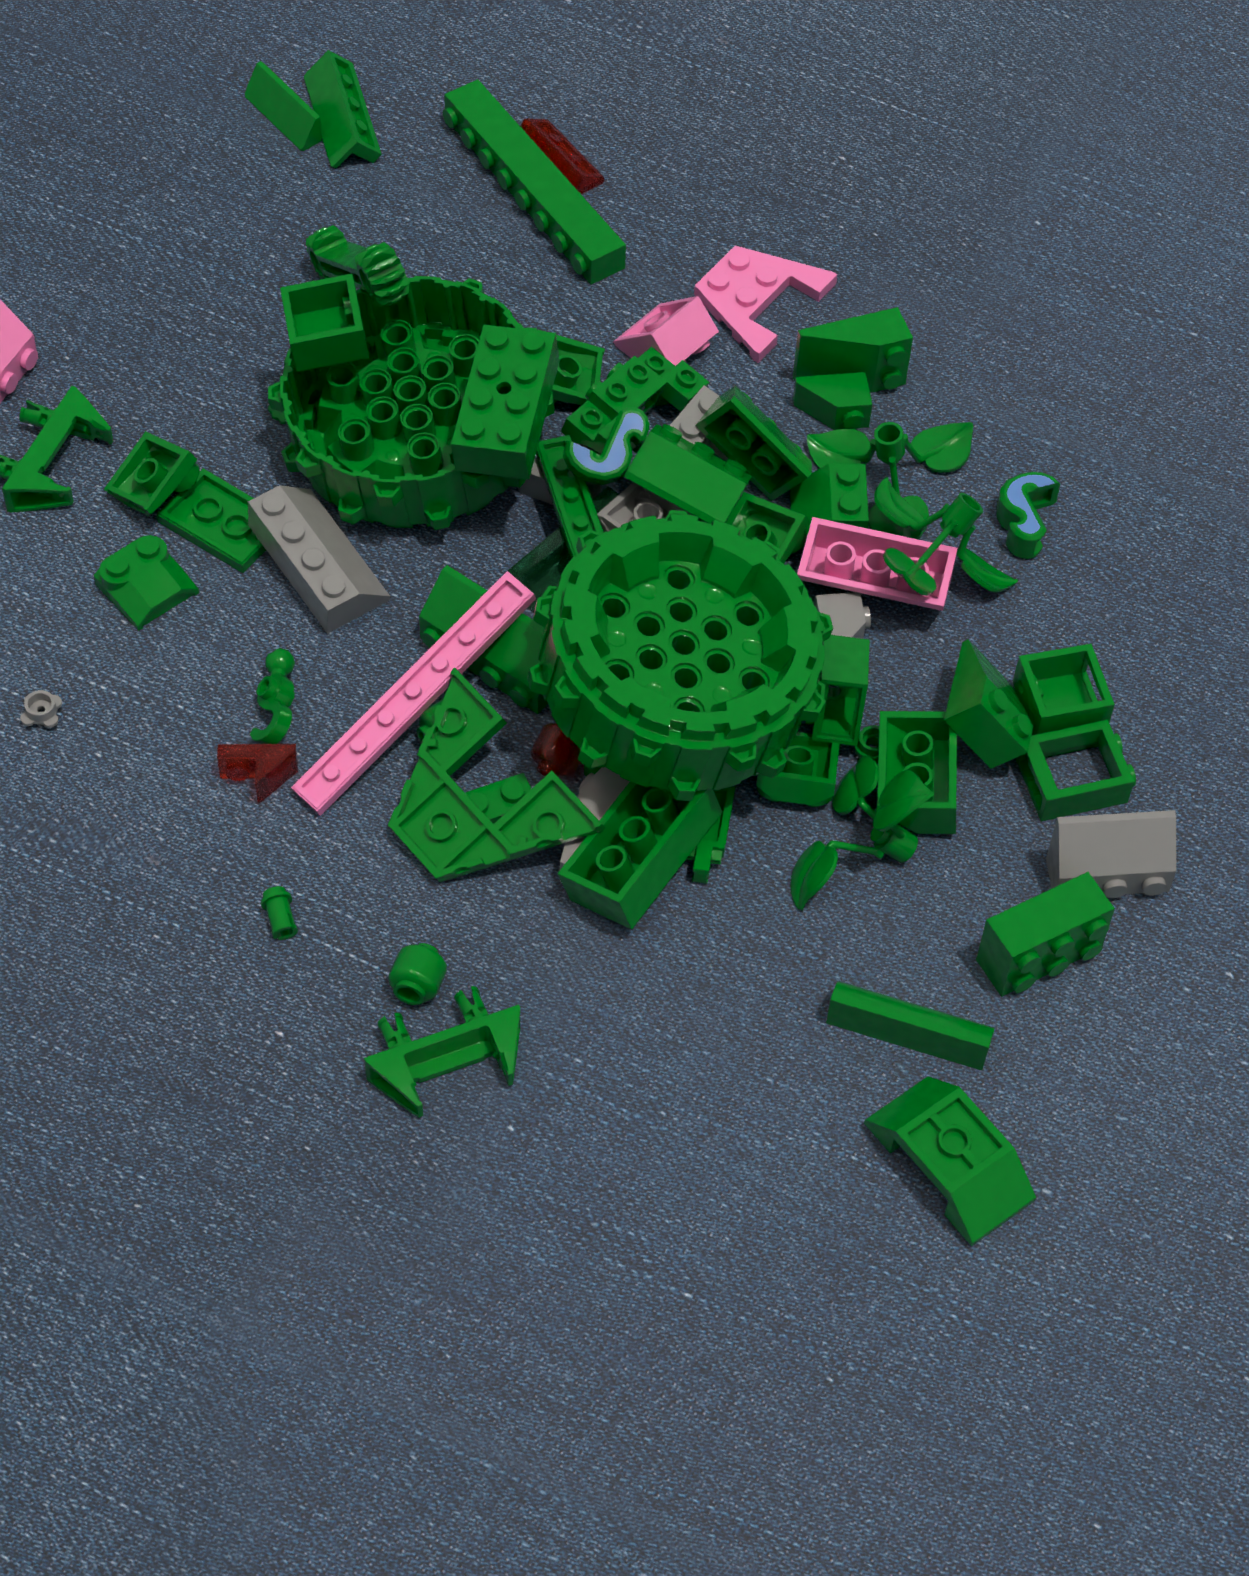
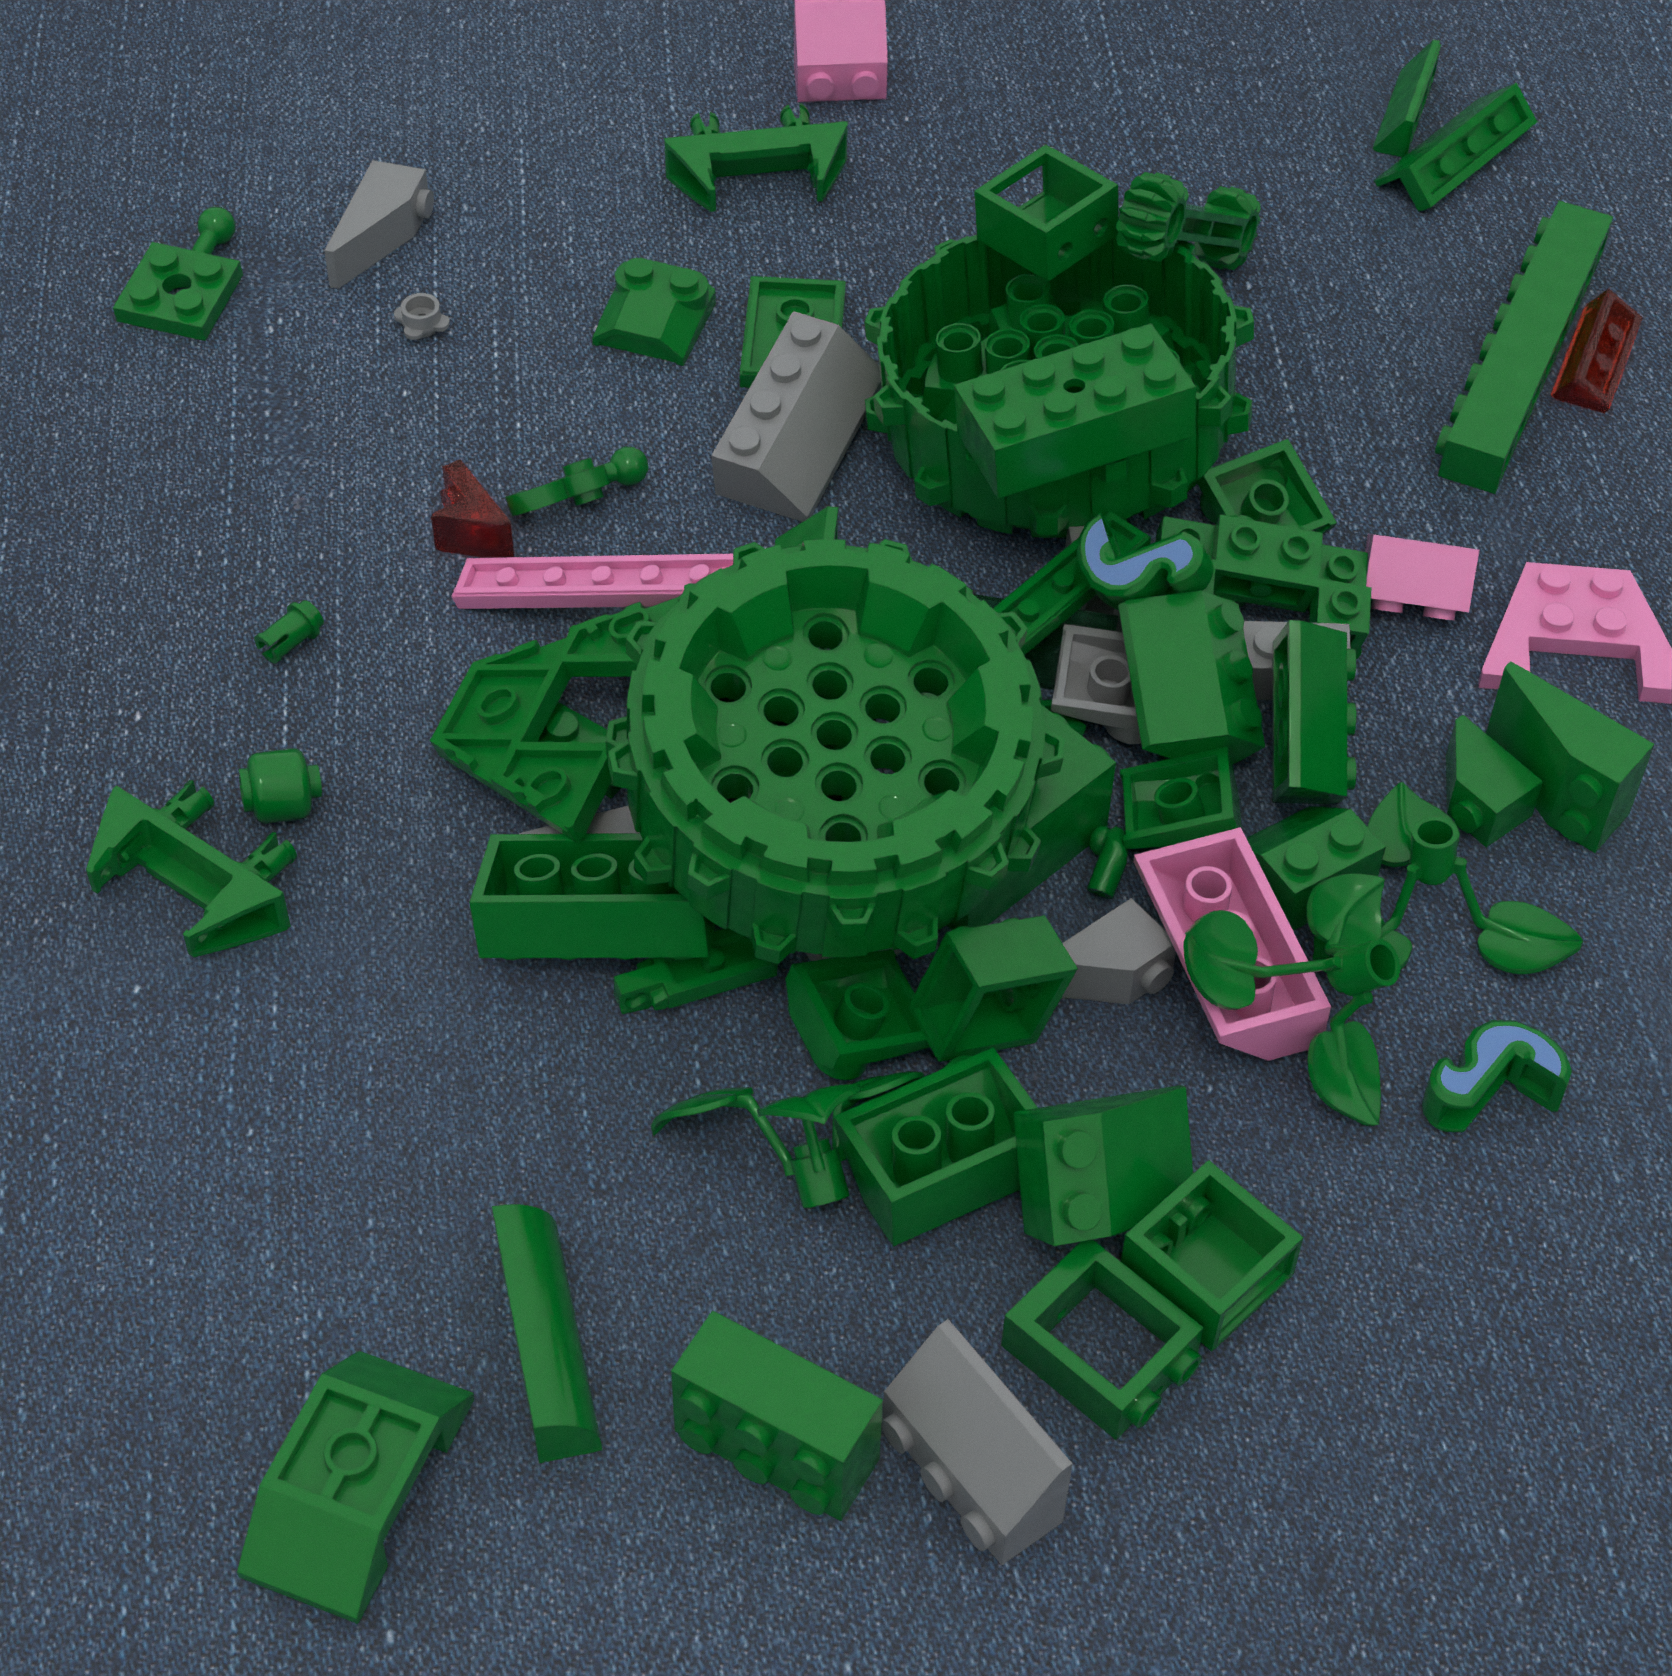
camera: 60 degrees right, 5 degrees down
(152, 474) = (791, 242): green slope -> none

